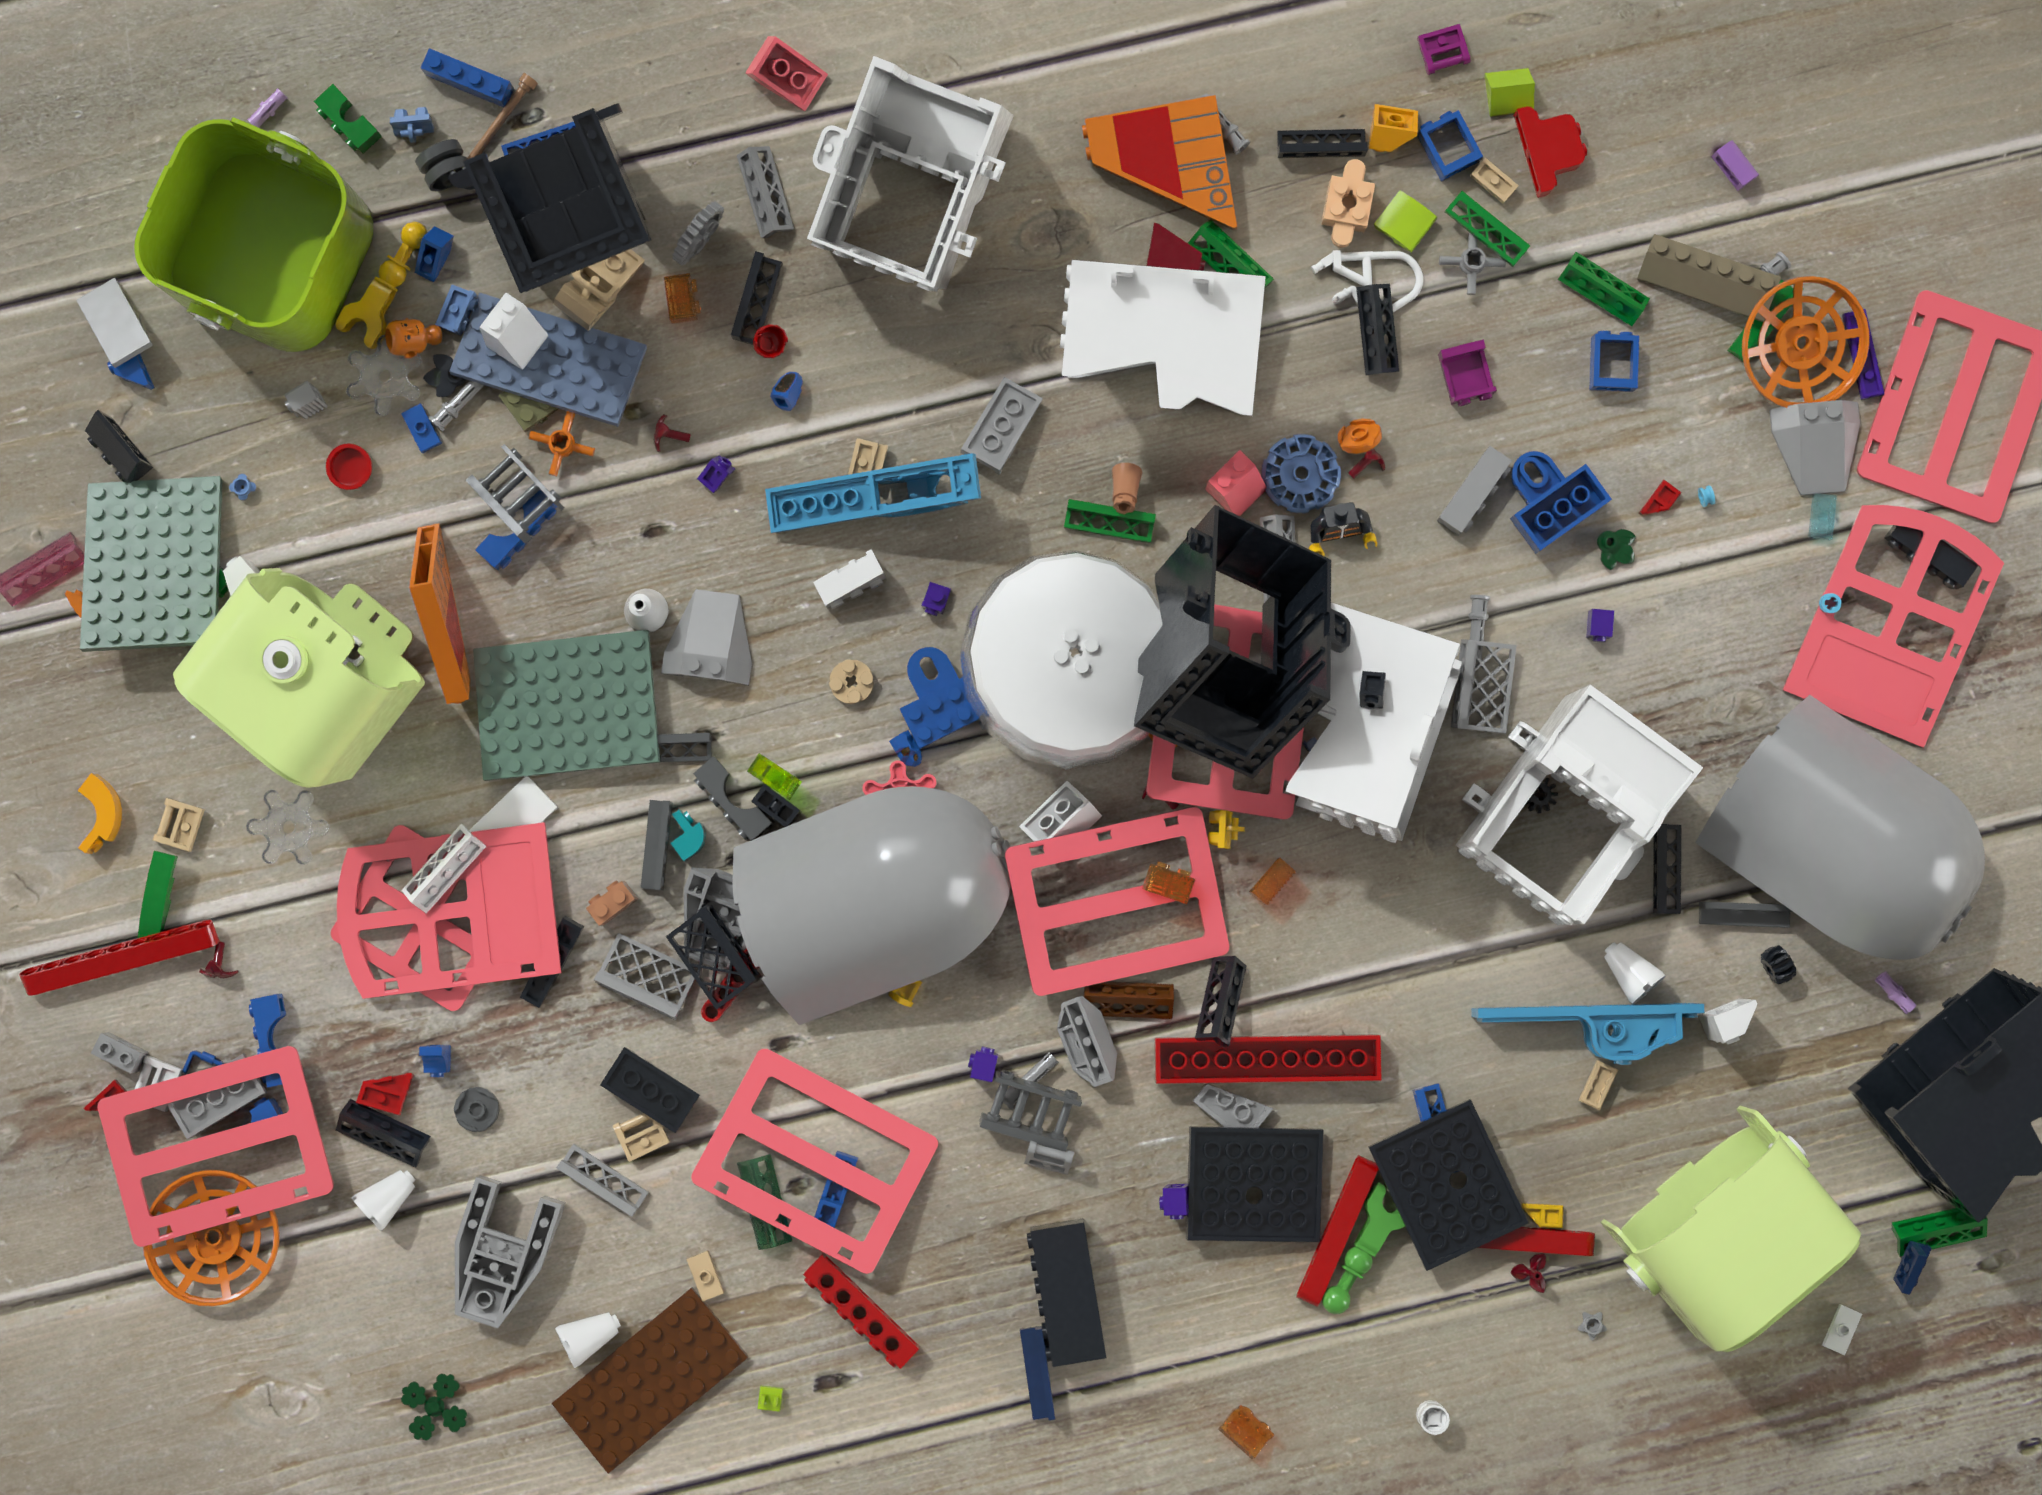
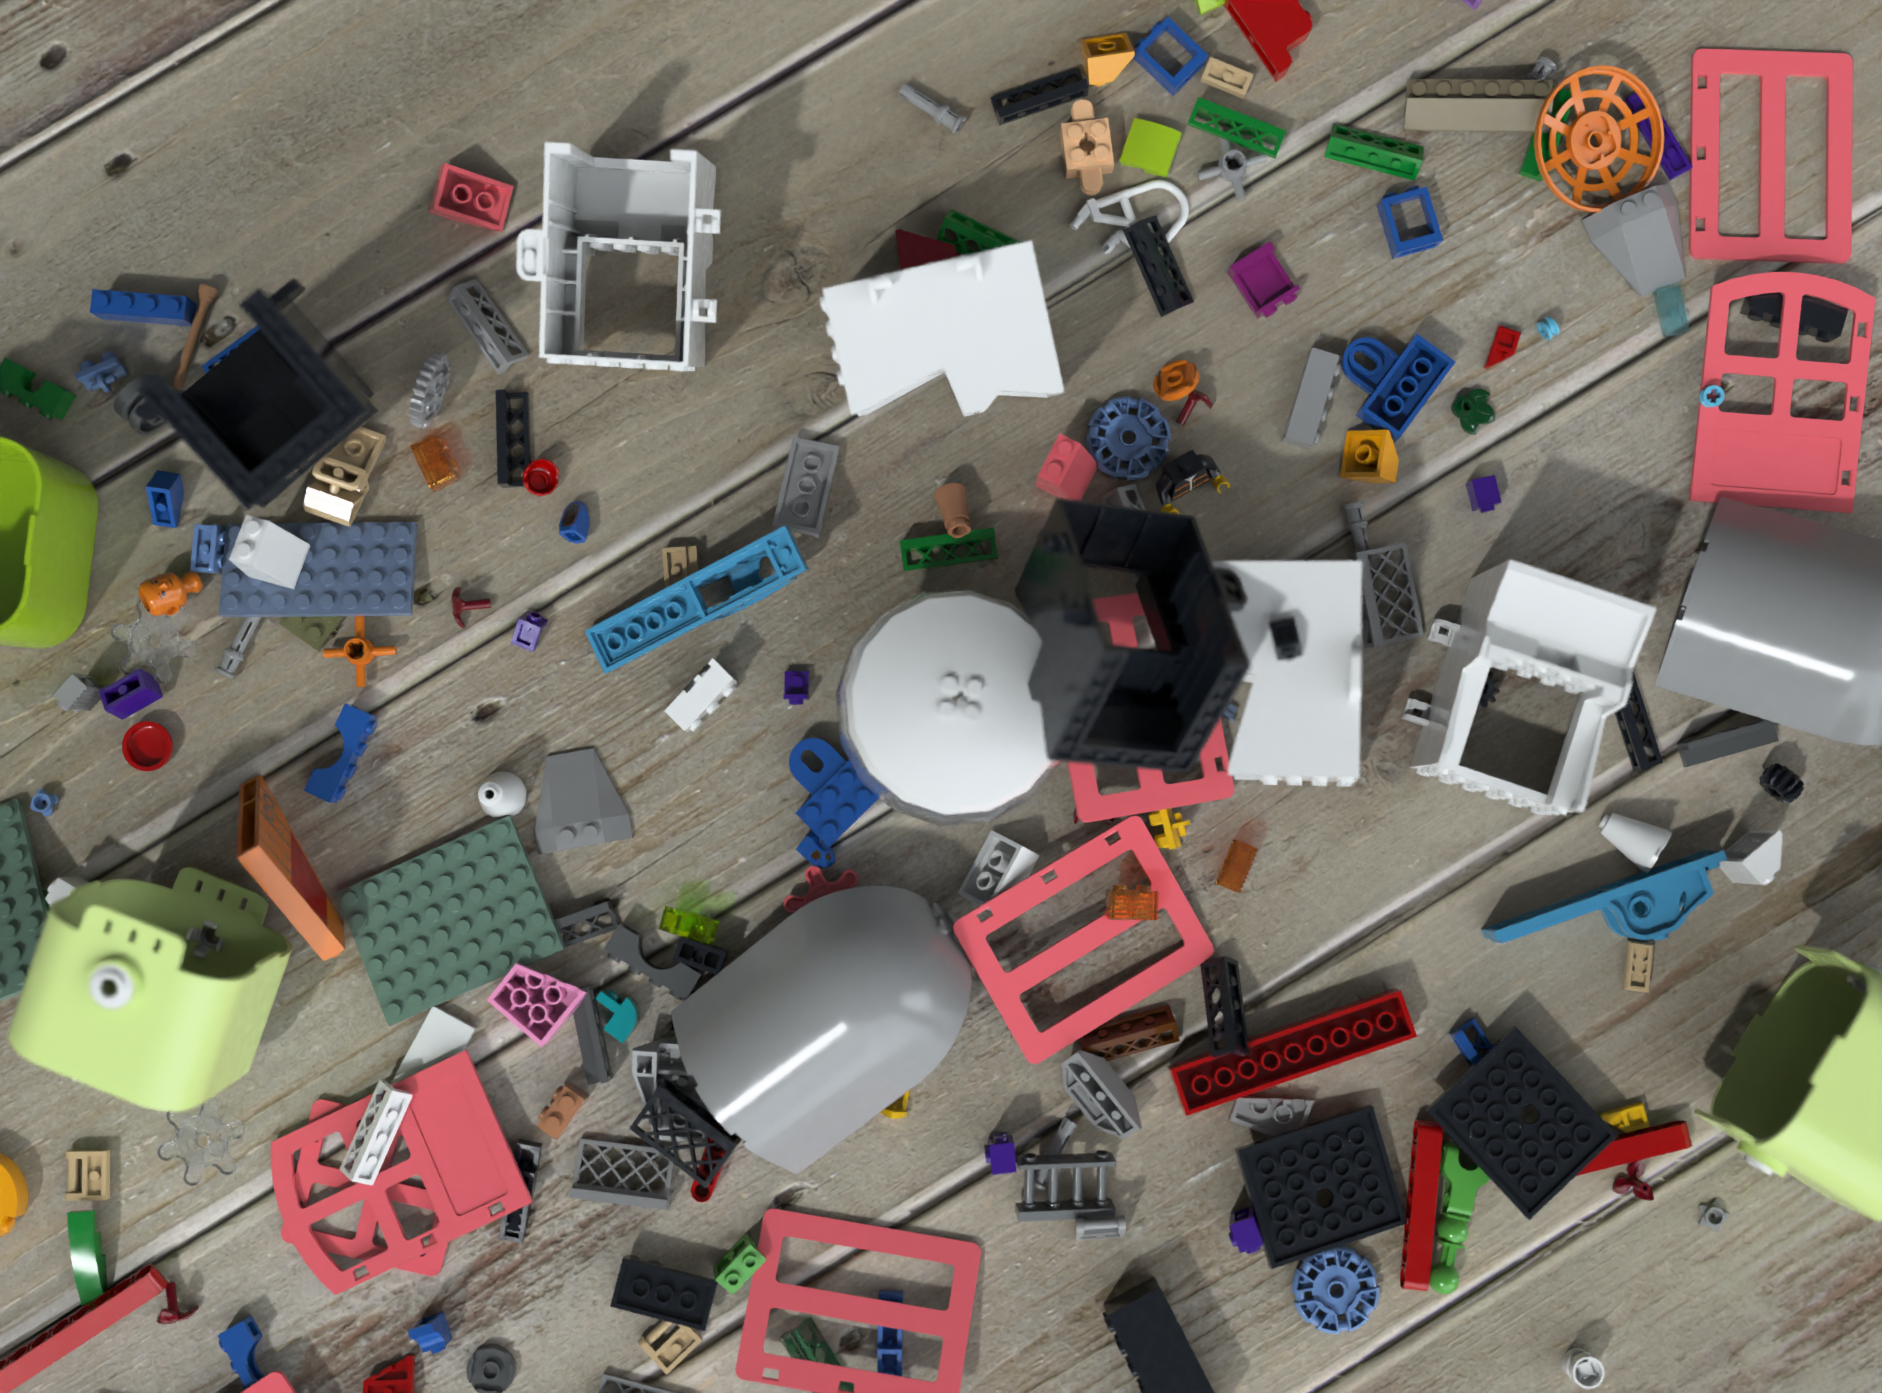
camera: 15 degrees left, 0 degrees up
(349, 416) = (130, 694): none -> dark purple brick
(382, 290) = (123, 555): yellow piece -> none
(421, 428) = (210, 682): blue plate -> none
(441, 377) = (214, 624): black plate -> none
(495, 499) = (308, 731): fence -> none
(620, 800) = (536, 1002): none -> bright pink wedge
(722, 1086) = (738, 1264): none -> bright green bracket
(839, 684) = (749, 793): tan plate -> none
(1170, 152) = (888, 155): slope -> none
(1231, 1267) = (1345, 1302): none -> medium blue plate
(1509, 559) = (1369, 457): none -> light orange slope

